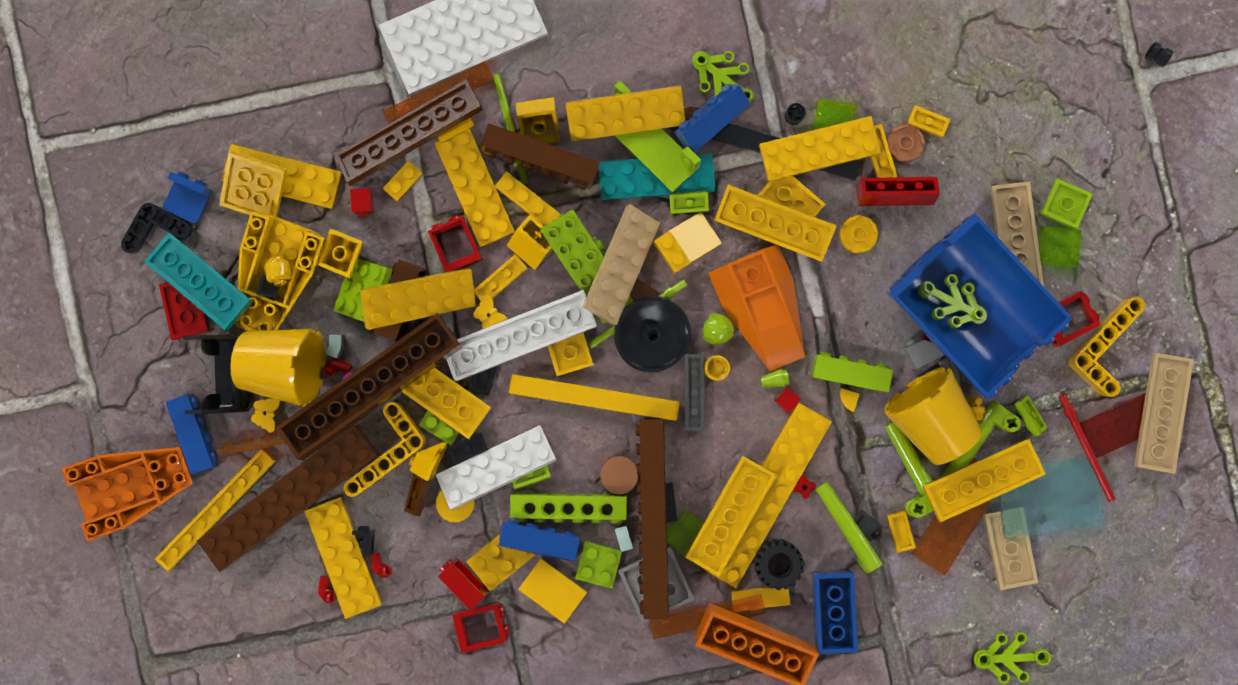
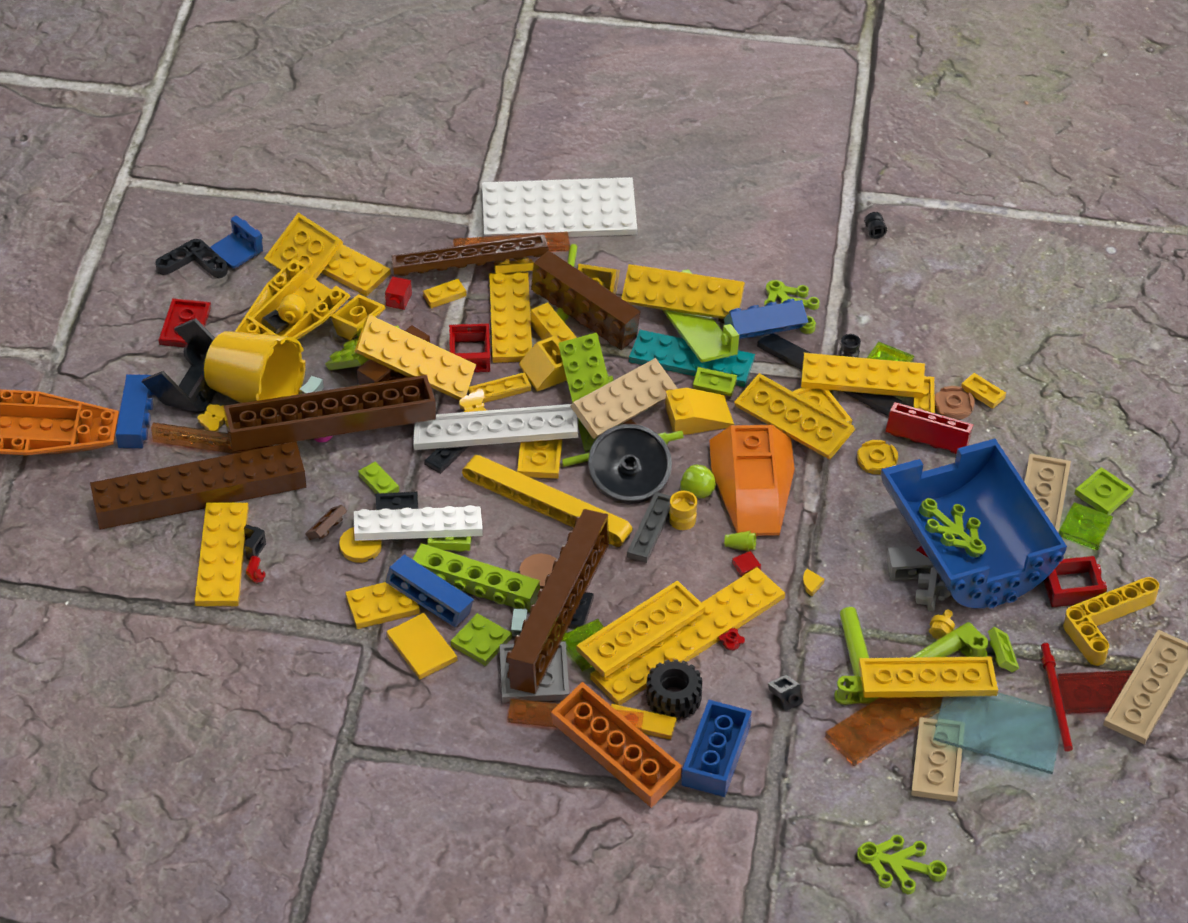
camera: 15 degrees right, 40 degrees down
(198, 281) = (212, 299): teal plate -> none
(216, 509) = (82, 491): yellow tile -> none
(324, 591) = (186, 573): red arm -> none
(391, 456) = (313, 487): yellow beam -> none
(427, 461) = (355, 496): yellow slope -> none
(448, 402) = (397, 457): yellow plate -> none
(461, 630) = (330, 663): red window -> none
(462, 583) = (334, 599): red window -> none
(851, 373) = (822, 558): lime brick -> none
(867, 557) = (773, 706): lime axle -> none
(901, 531) = (821, 710): yellow tile -> none
(935, 416) = (893, 598): yellow cone -> none

